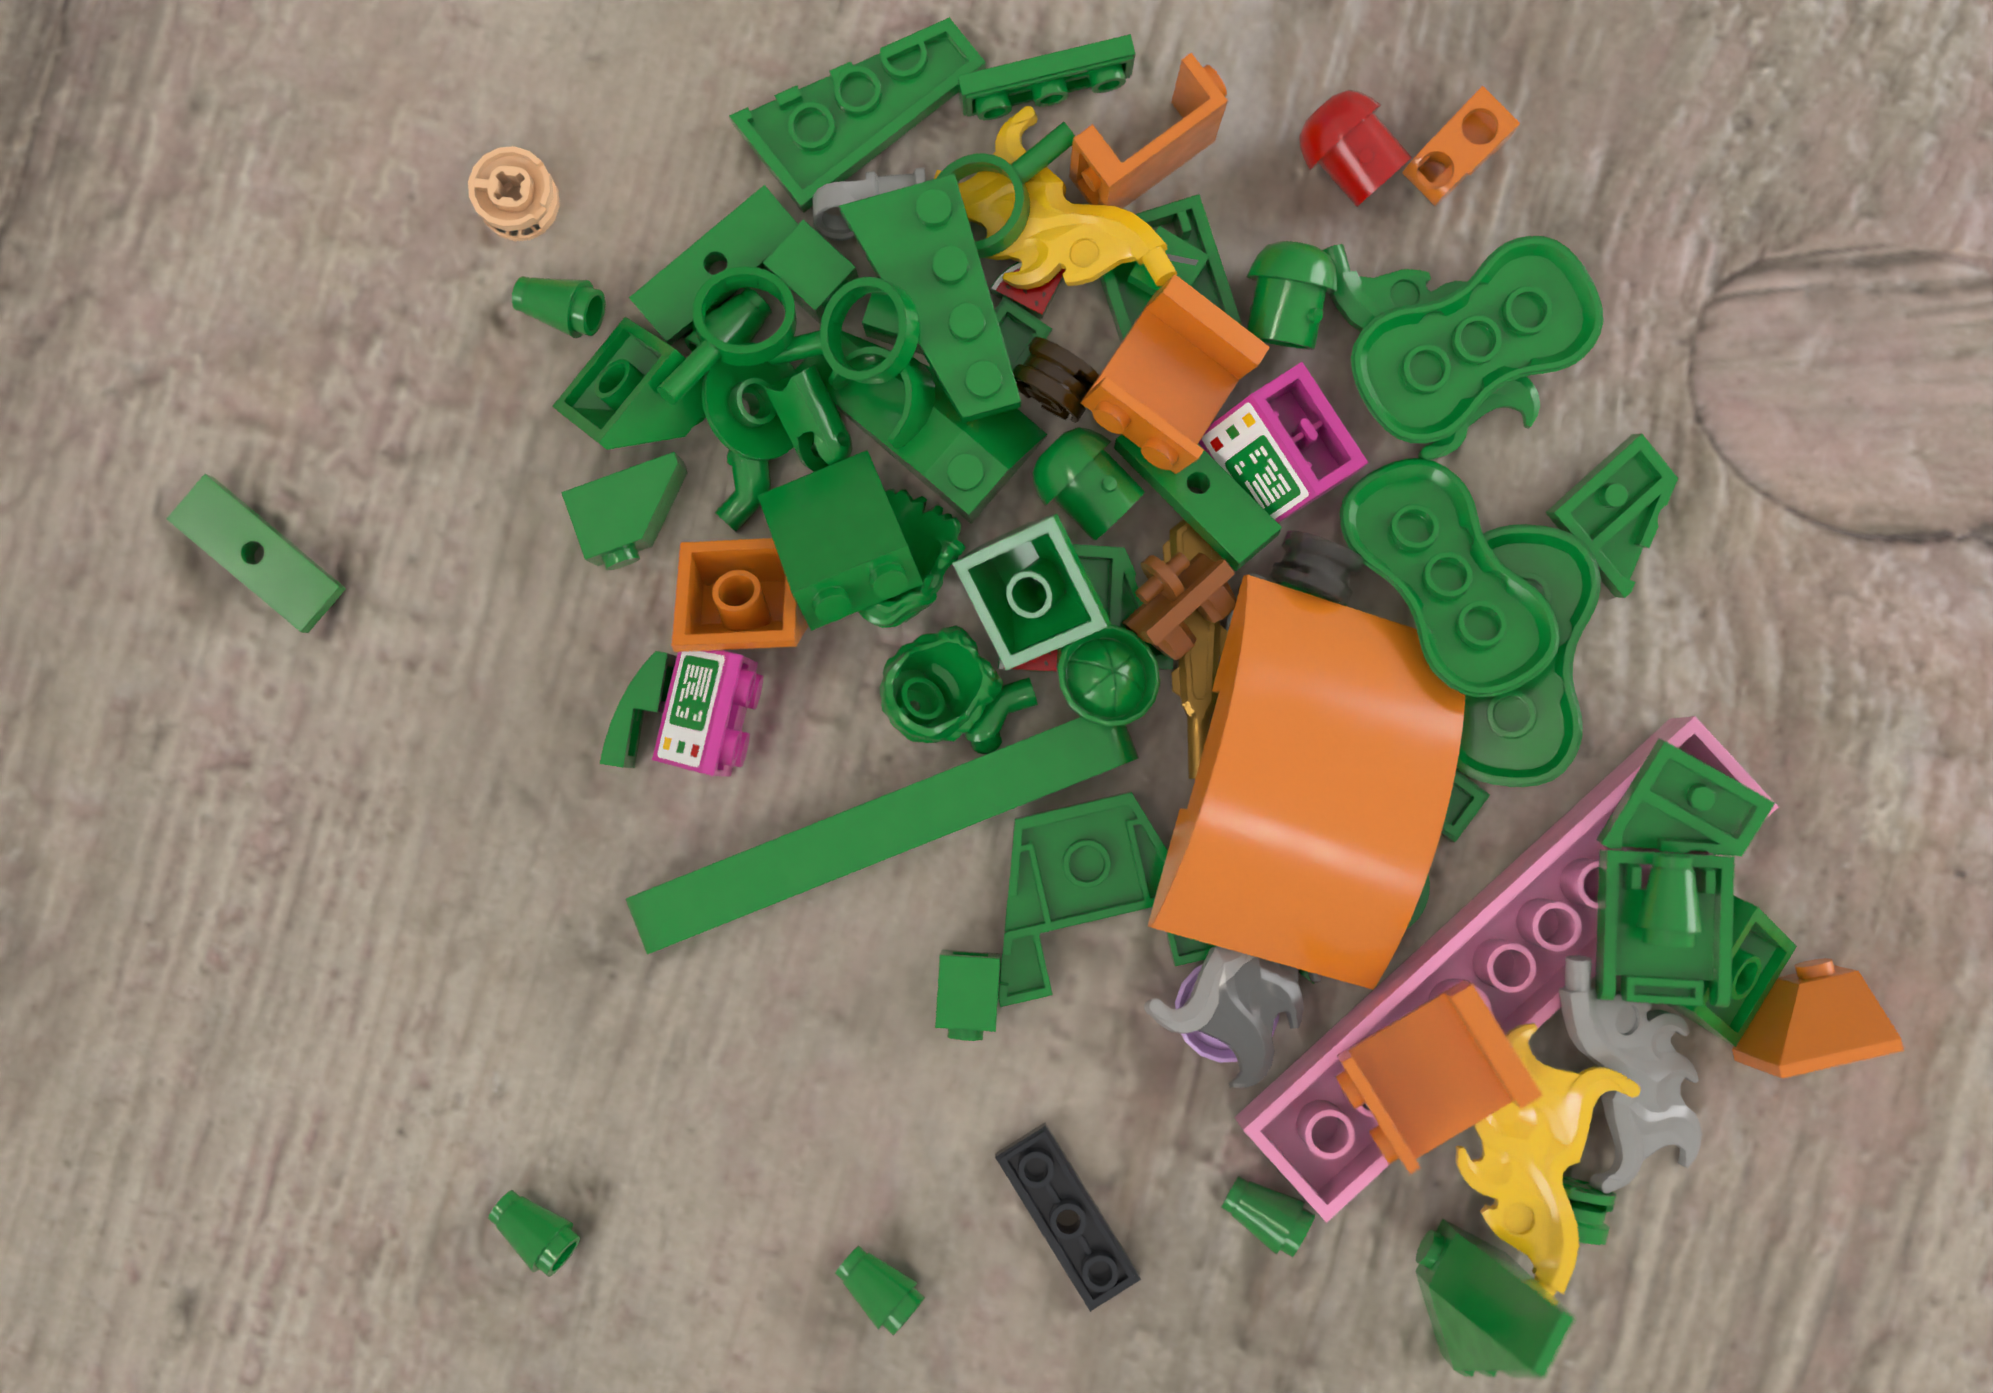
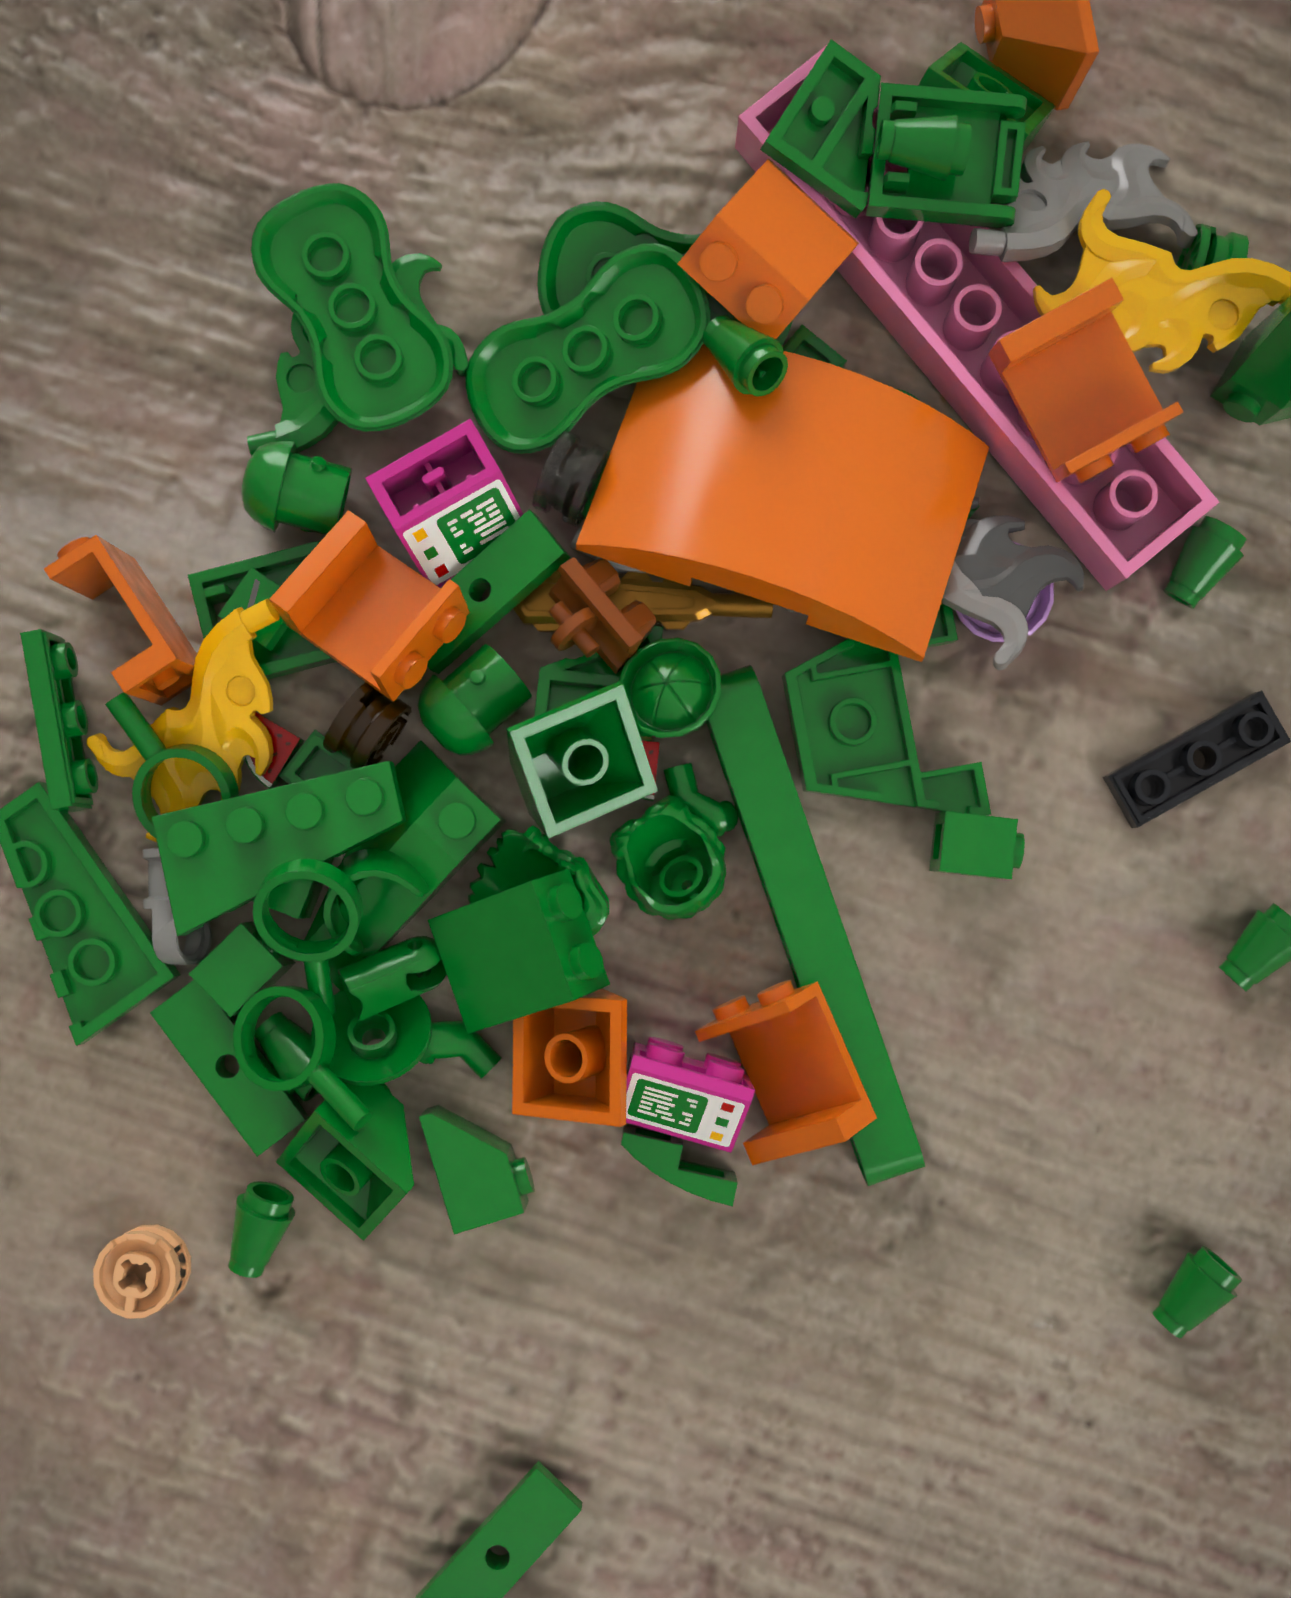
camera: 90 degrees left, 0 degrees up
(736, 821) = (795, 1068): none -> orange panel
(1352, 144) = (148, 419): red piece -> none
(1444, 734) = (746, 355): none -> green cone
(1461, 146) = (156, 312): orange leg -> none
(1553, 751) = (767, 251): none -> orange slope
(1618, 509) = (526, 182): green wing -> none

